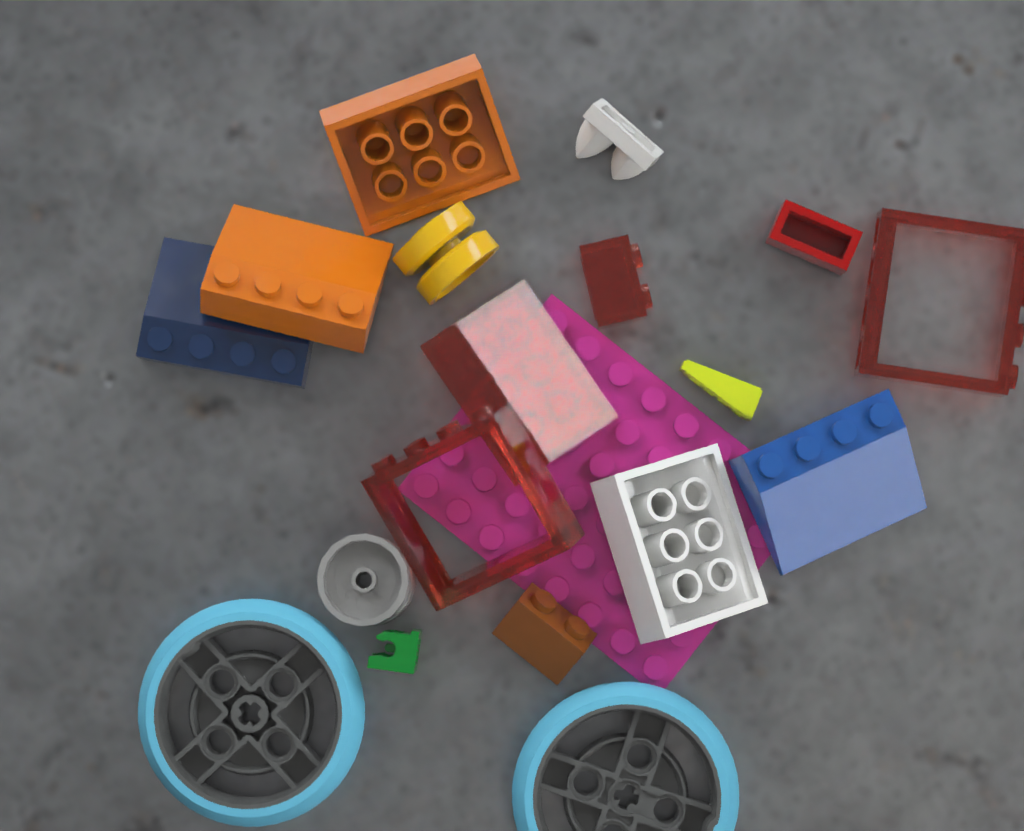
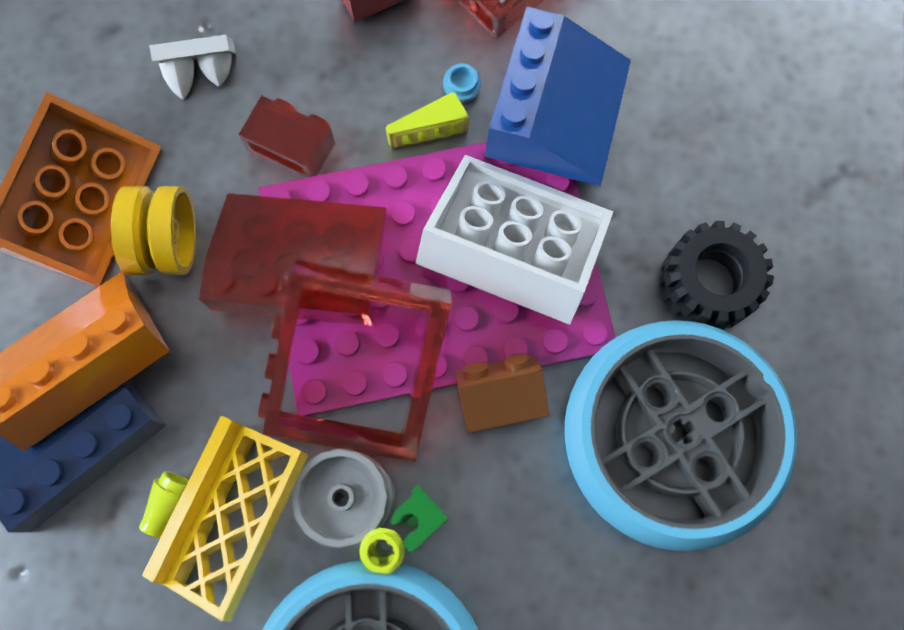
camera: 50 degrees left, 10 degrees down
(250, 445) = (162, 502): none -> neon yellow cone
(279, 472) = (205, 503): none -> yellow fence
(343, 646) = (378, 559): none -> neon yellow cone
(784, 382) = (463, 81): none -> medium azure plate
(811, 748) = (734, 251): none -> black tyre

